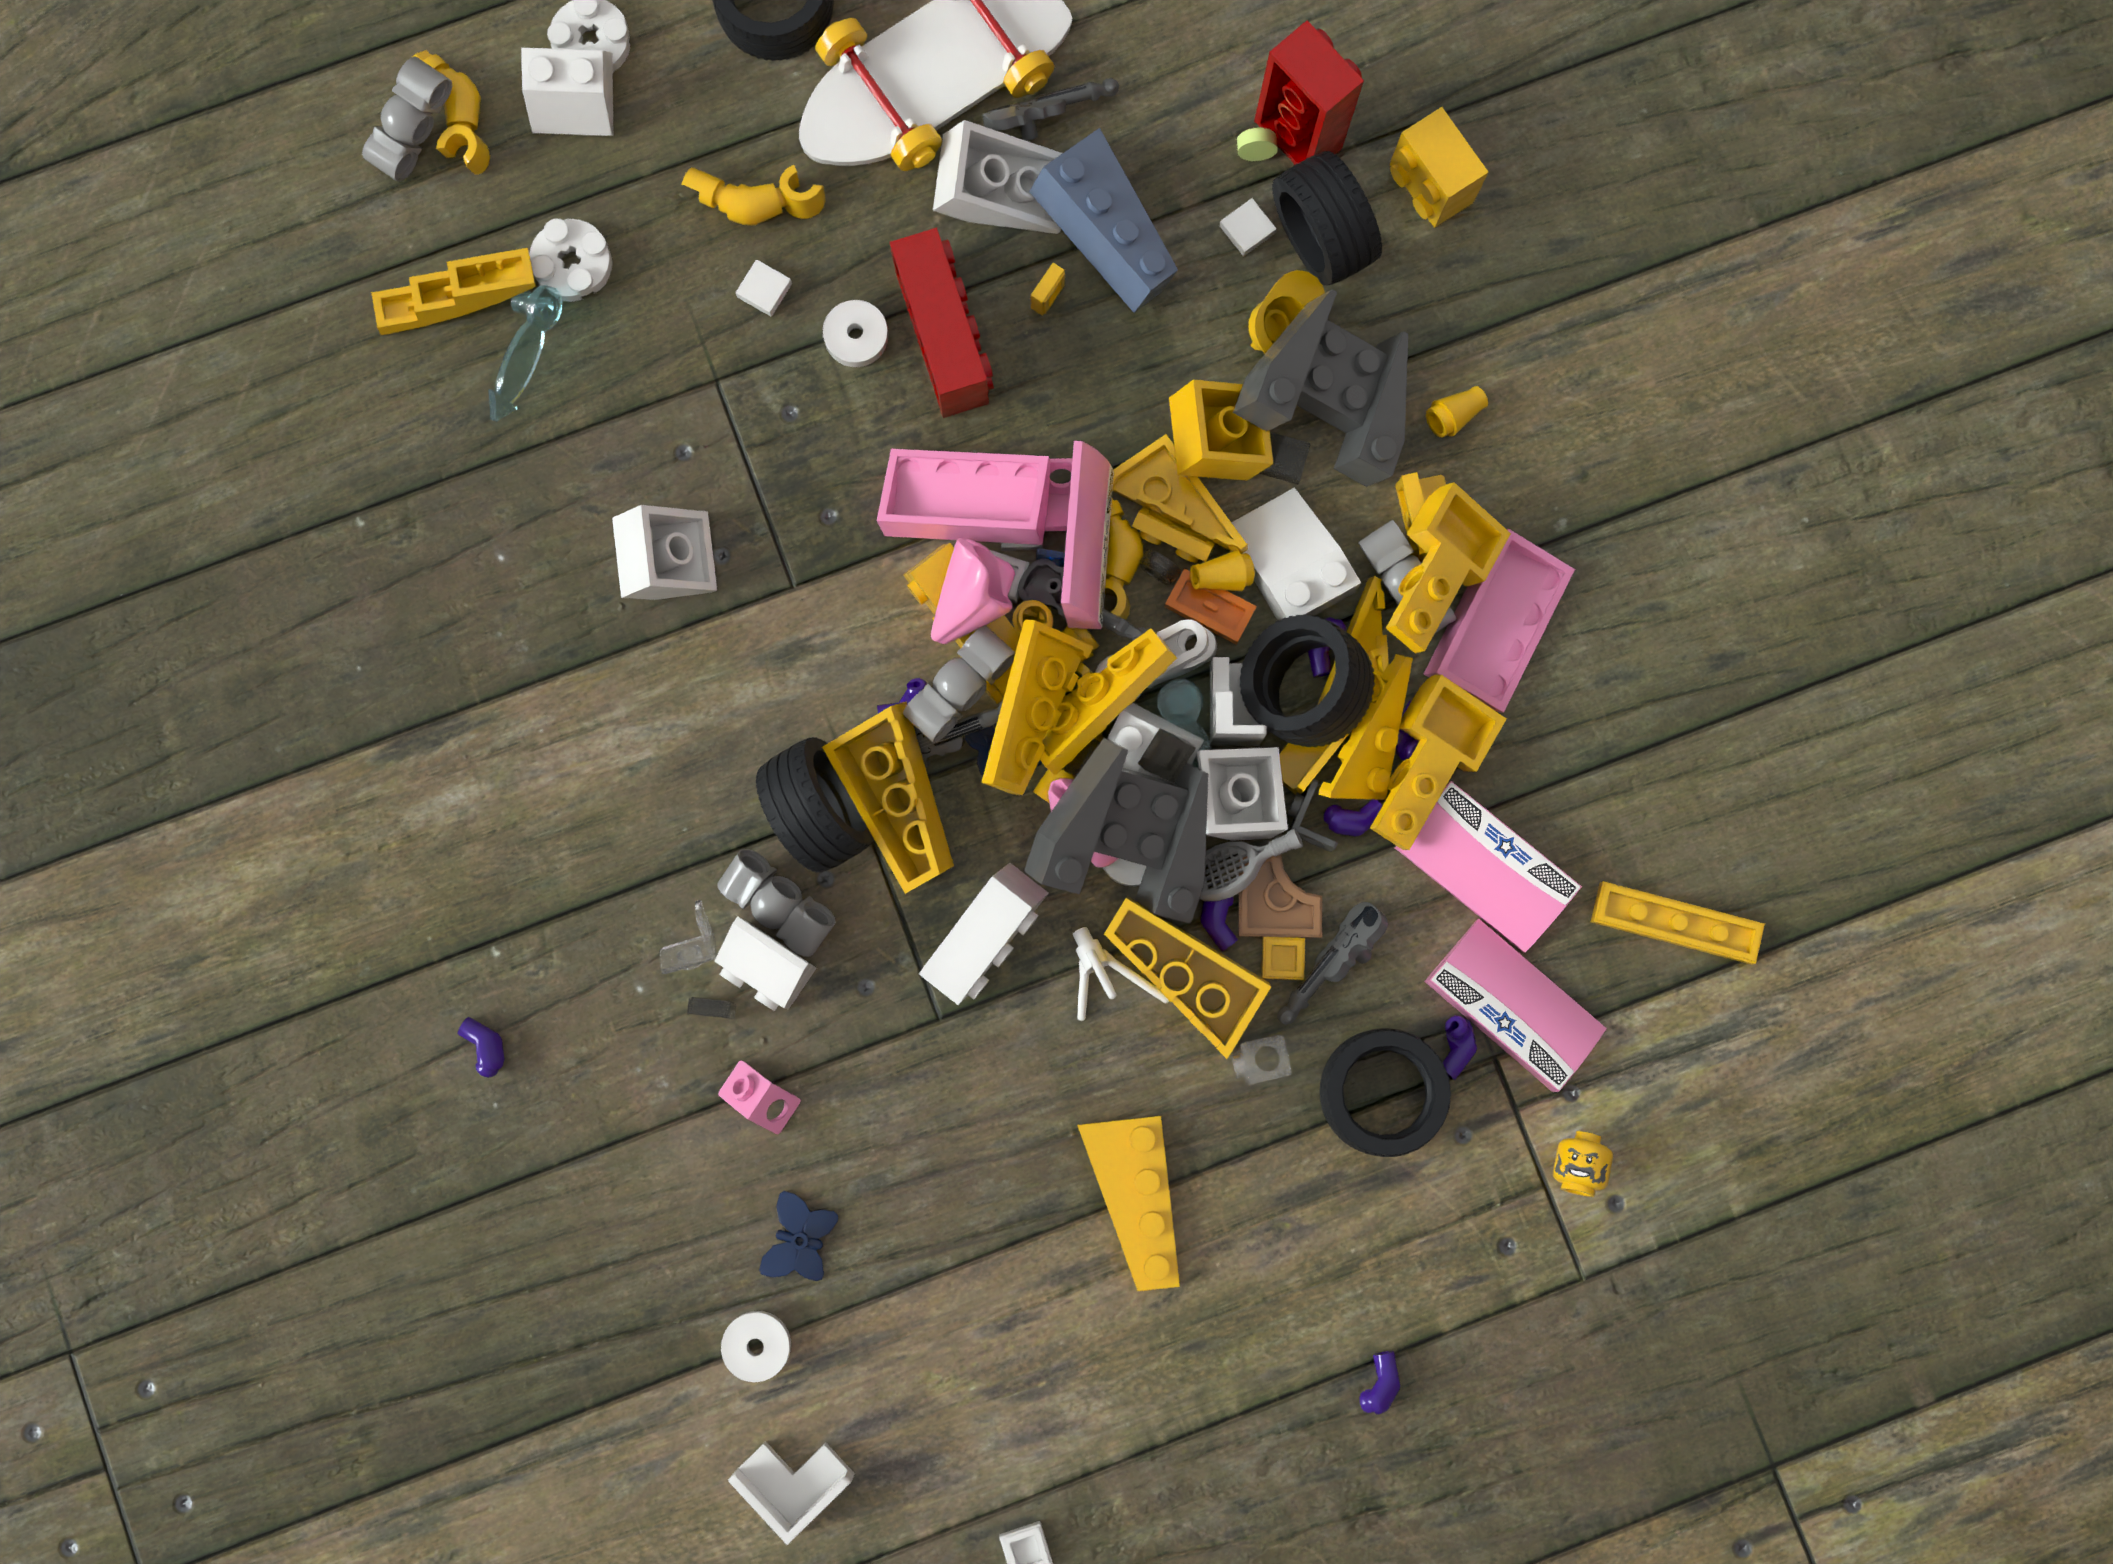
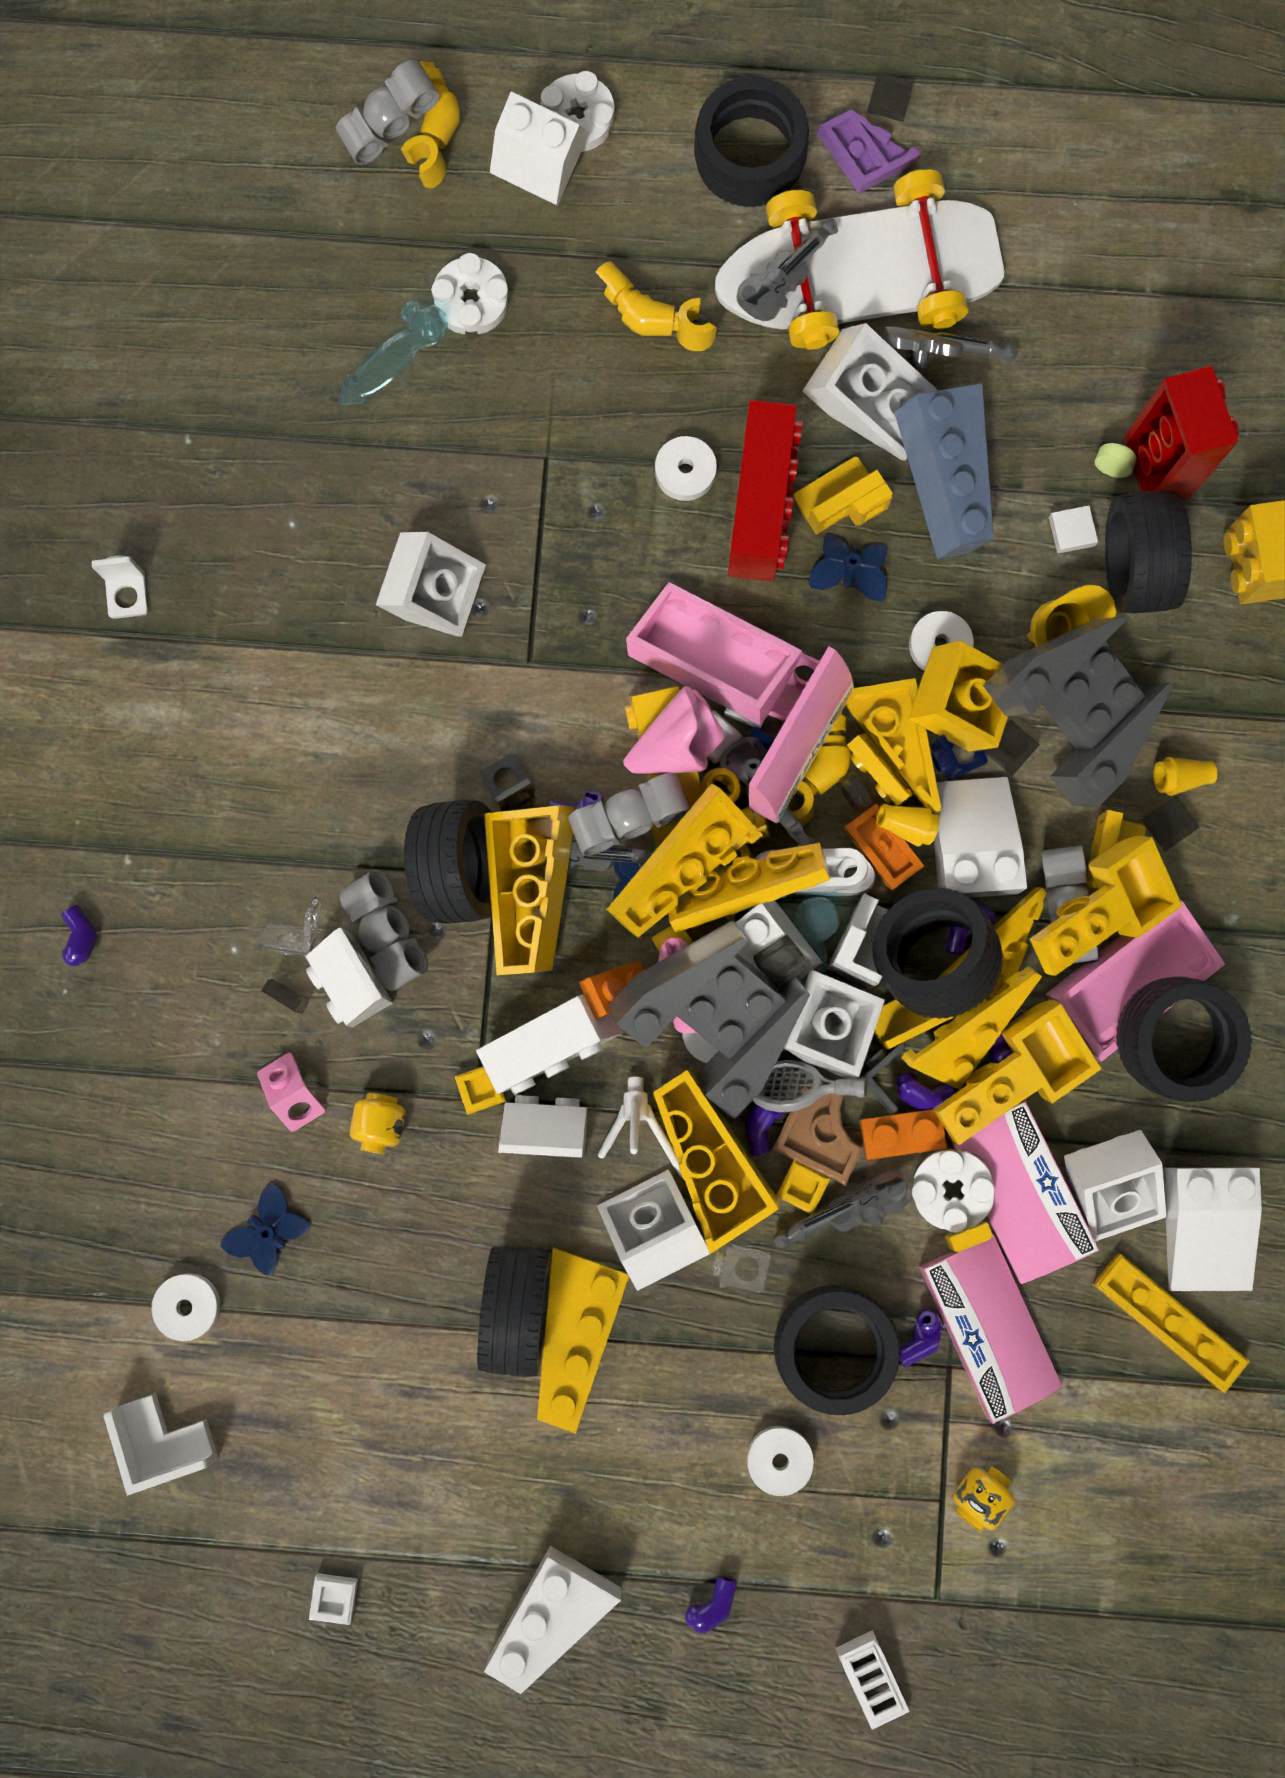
camera: 30 degrees right, 0 degrees up
(355, 681) = (120, 573): none -> white bracket
(460, 290) = (361, 279): yellow slope -> none
(763, 288) = (624, 393): white tile -> none
(841, 718) = (516, 795): none -> dark grey bracket
(854, 134) = (765, 293): none -> dark grey piece
(856, 1086) = (377, 1122): none -> yellow head
(937, 1011) = (477, 1090): none -> yellow tile
(1009, 293) = (832, 495): none -> yellow panel
(1013, 856) = (604, 987): none -> orange plate
(1017, 1016) = (544, 1128): none -> white slope
(1056, 352) = (852, 564): none -> dark blue piece
(1070, 1198) = (514, 1311): none -> black tyre
(1162, 375) = (933, 626): none -> white piece
(1163, 1063) = (652, 1230): none -> white slope
(1232, 499) = (946, 761): none -> clear blue bracket
(1236, 1467) = (549, 1619): none -> white wedge
(1352, 866) = (902, 1134): none -> orange plate
(1398, 1228) = (781, 1480): none -> white piece
(1411, 873) = (953, 1213): none -> white plate
(1457, 930) = (968, 1237): none -> yellow tile
(1464, 461) = (1170, 823): none -> clear smoke tile
(1532, 1358) = (857, 1649): none -> white slope
(1570, 818) = (1117, 1184): none -> white slope
(1614, 648) = (1228, 1050): none -> black tyre
(1674, 817) = (1212, 1227): none -> white slope

